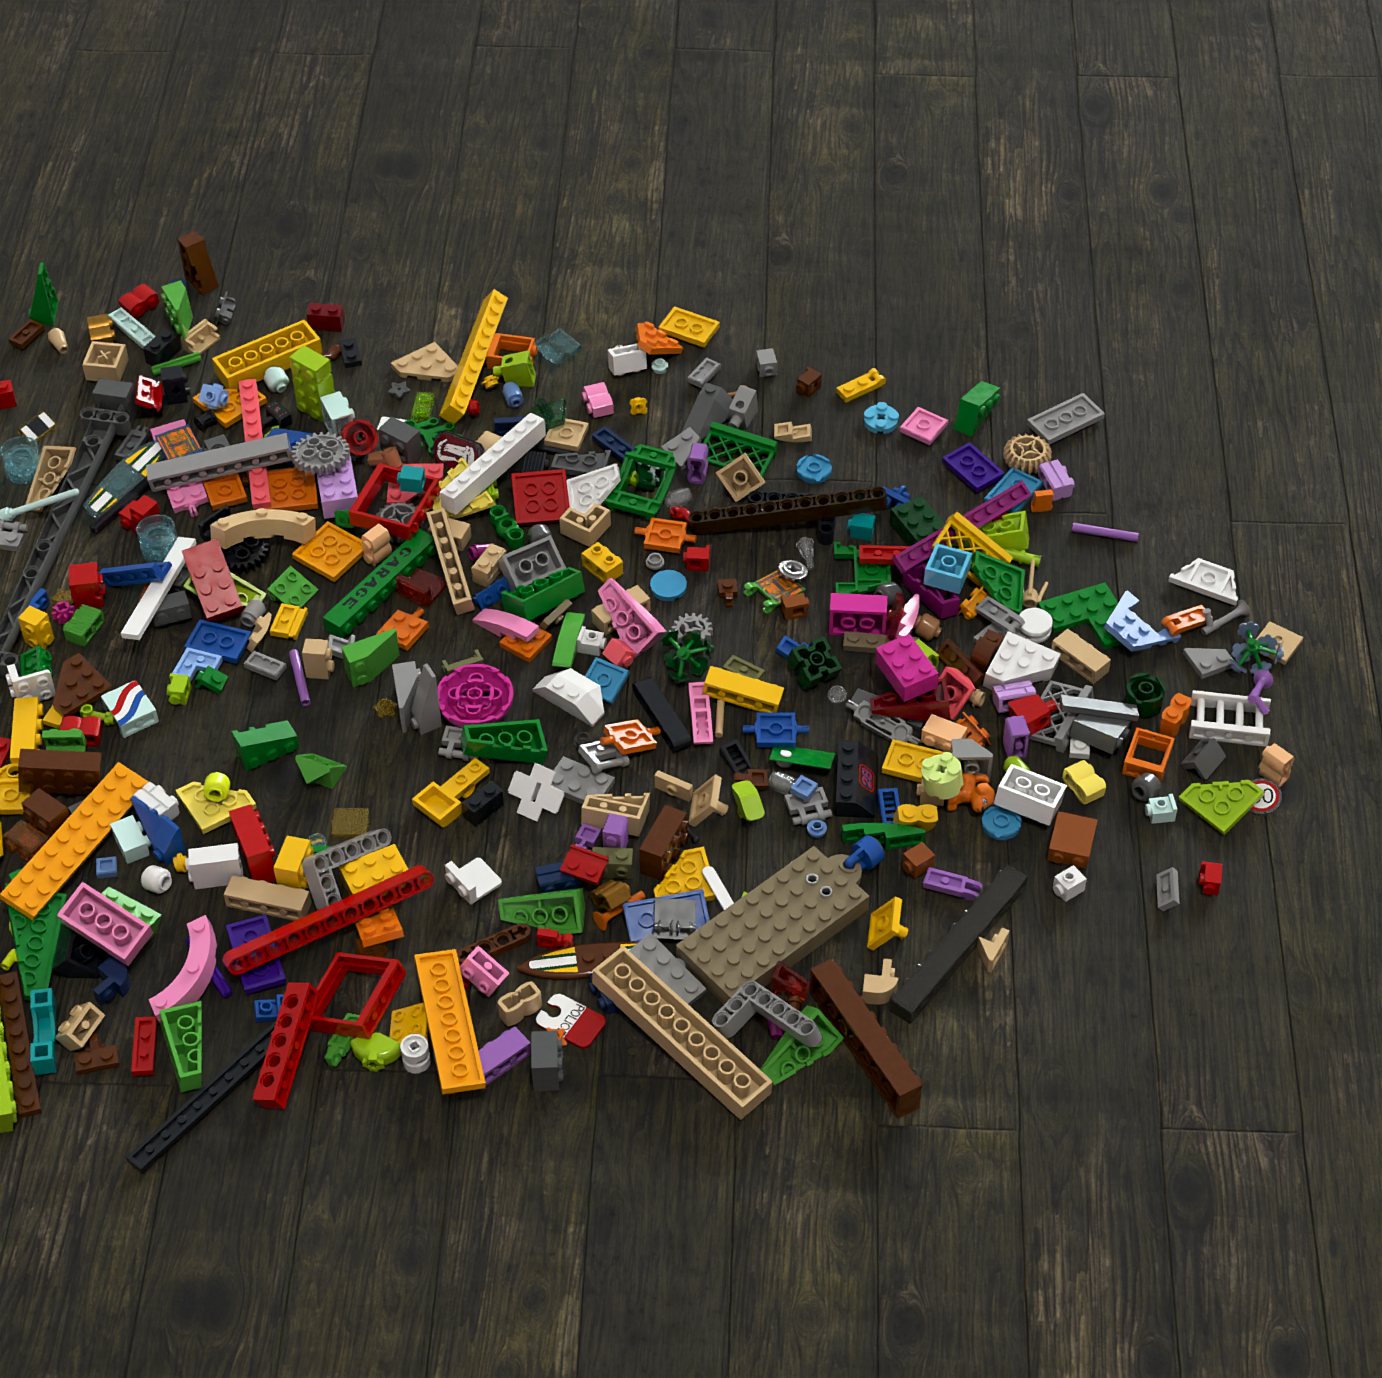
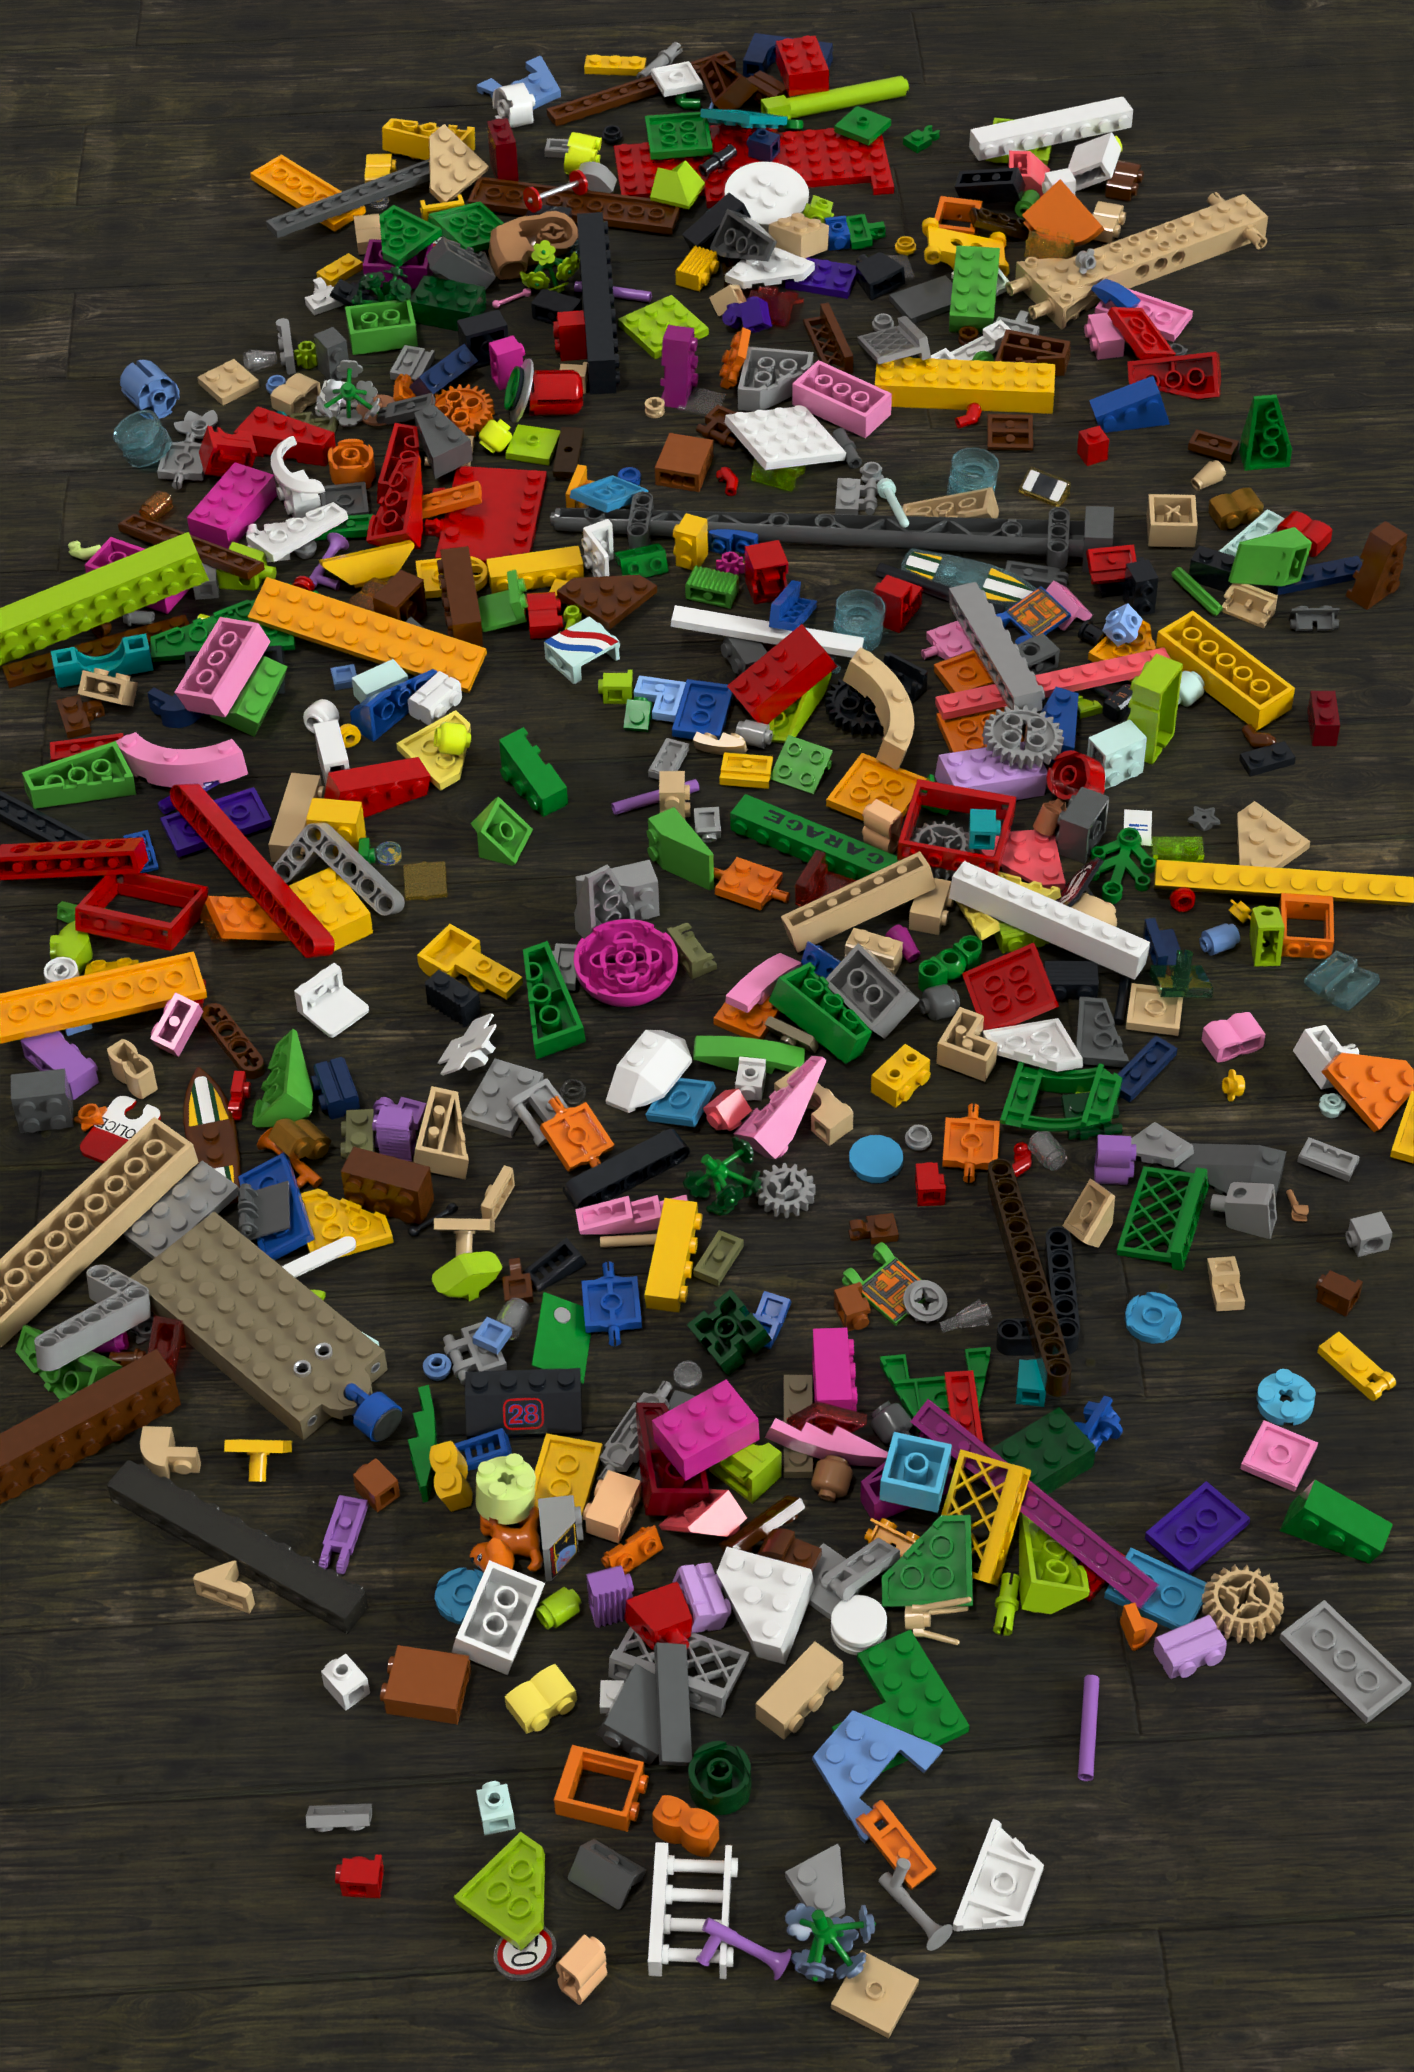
camera: 85 degrees right, 0 degrees up
(584, 865) = (338, 1101): red plate -> none
(977, 698) = (699, 1552): tan plate -> none
(1145, 786) = (536, 1784): dark grey head -> none

